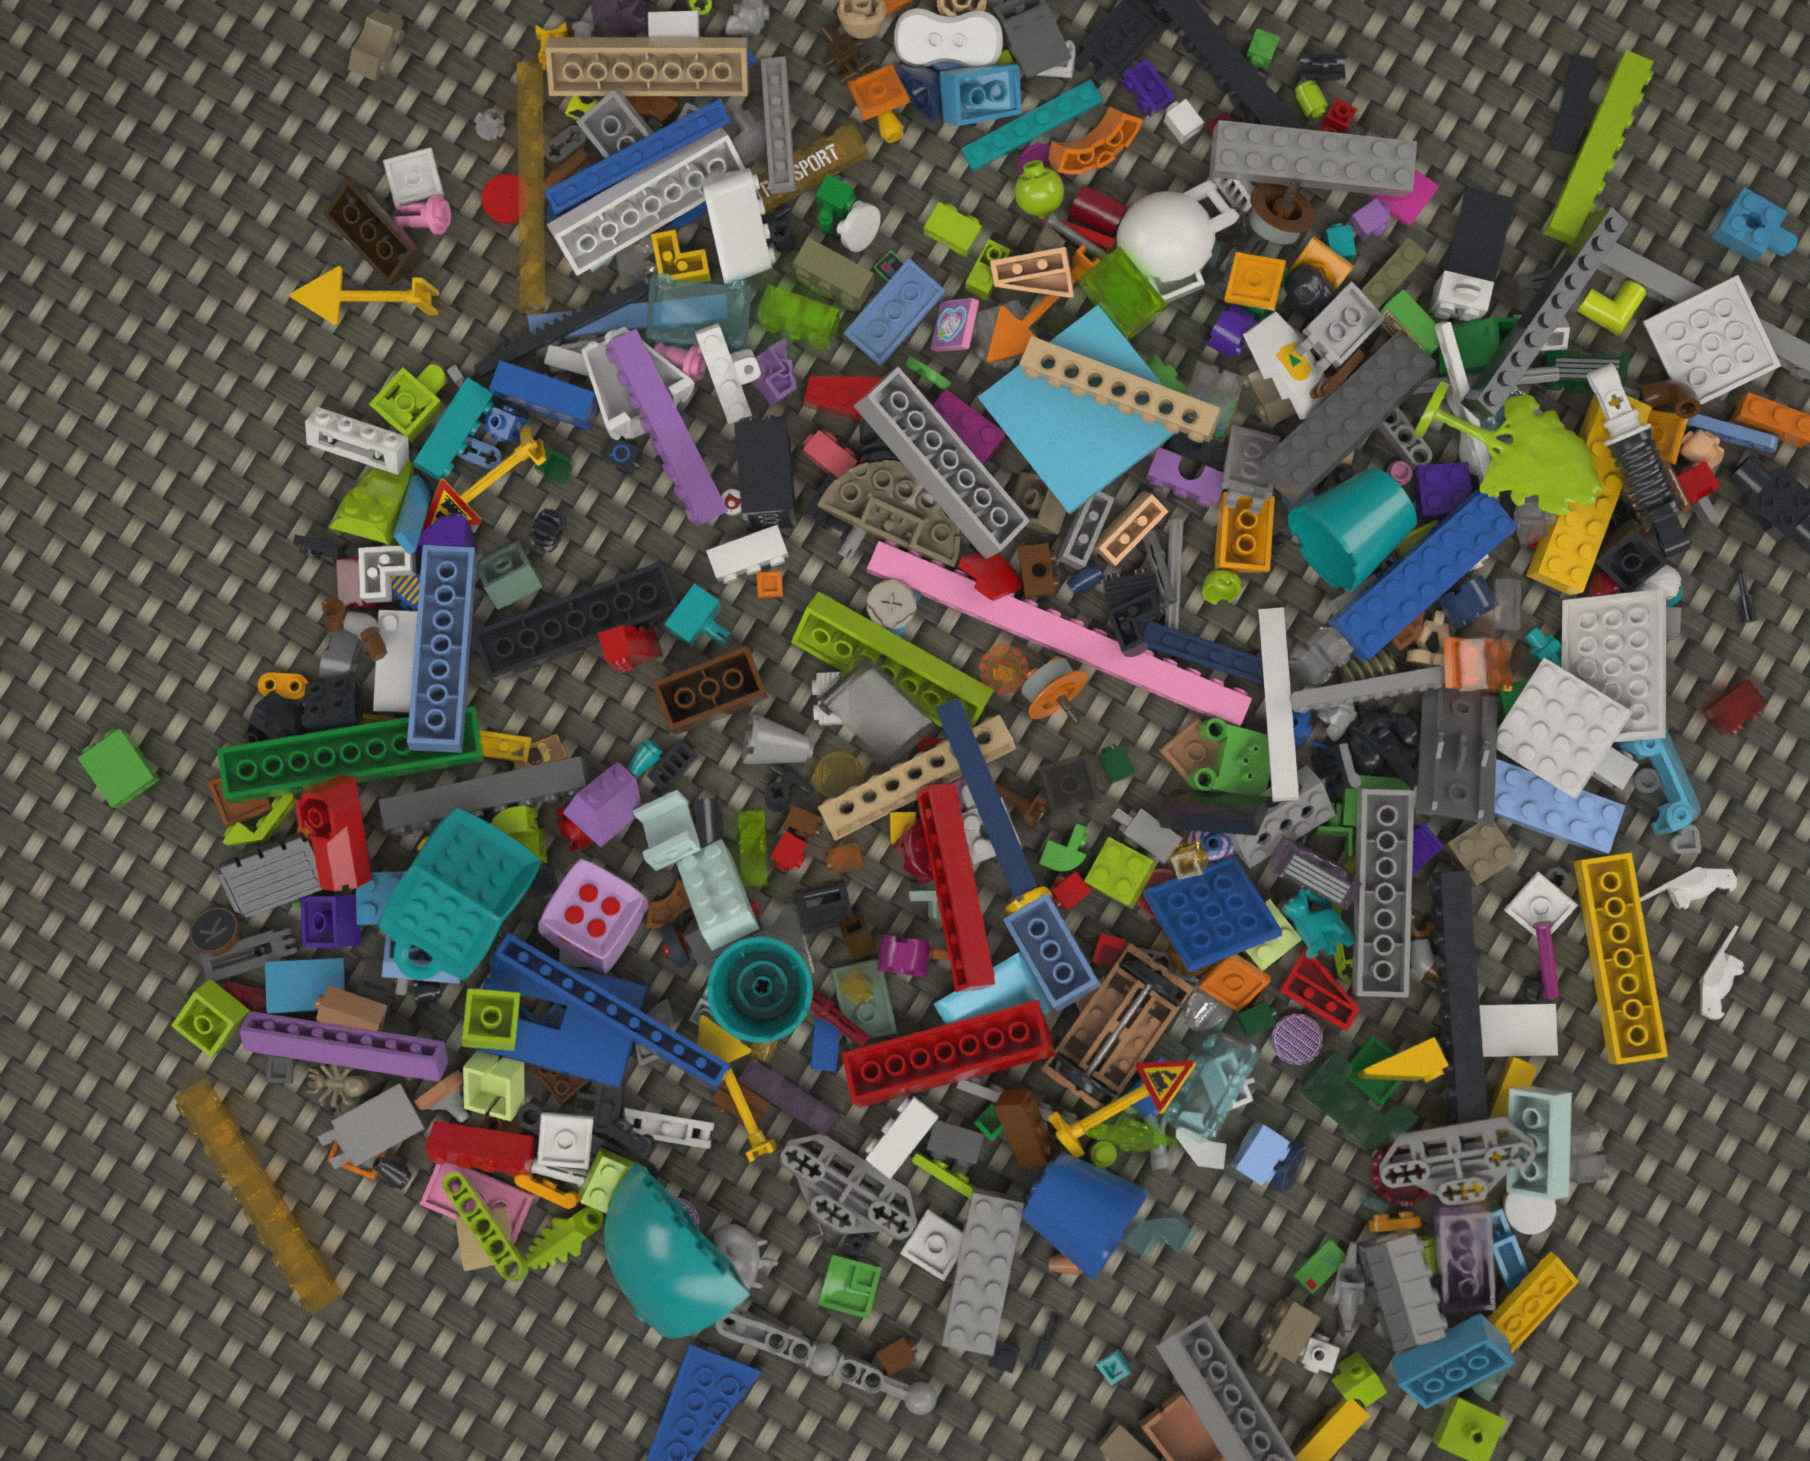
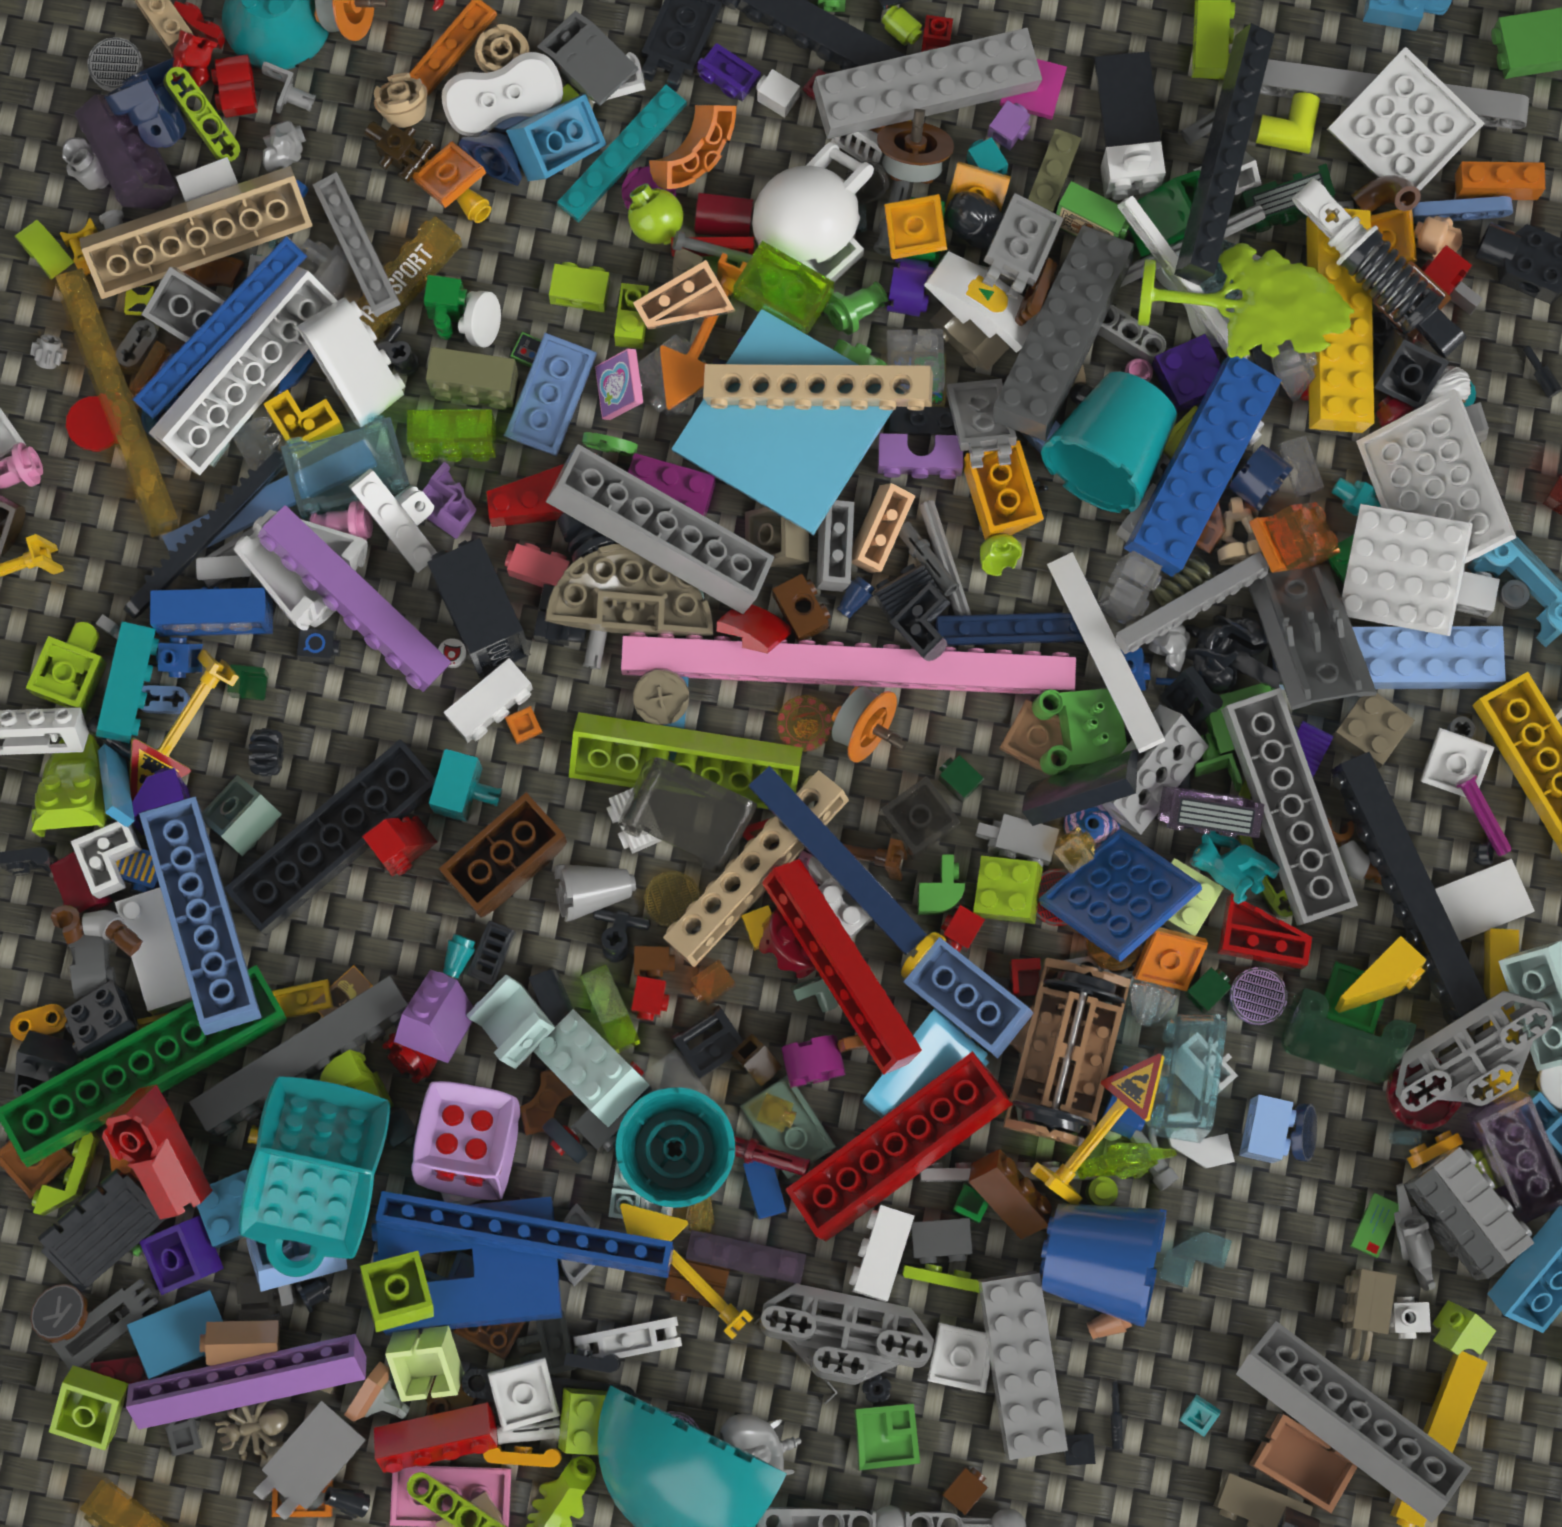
camera: 25 degrees left, 5 degrees down
(517, 35) = (44, 249): none -> lime slope
(1173, 331) = (847, 310): none -> bright green piece

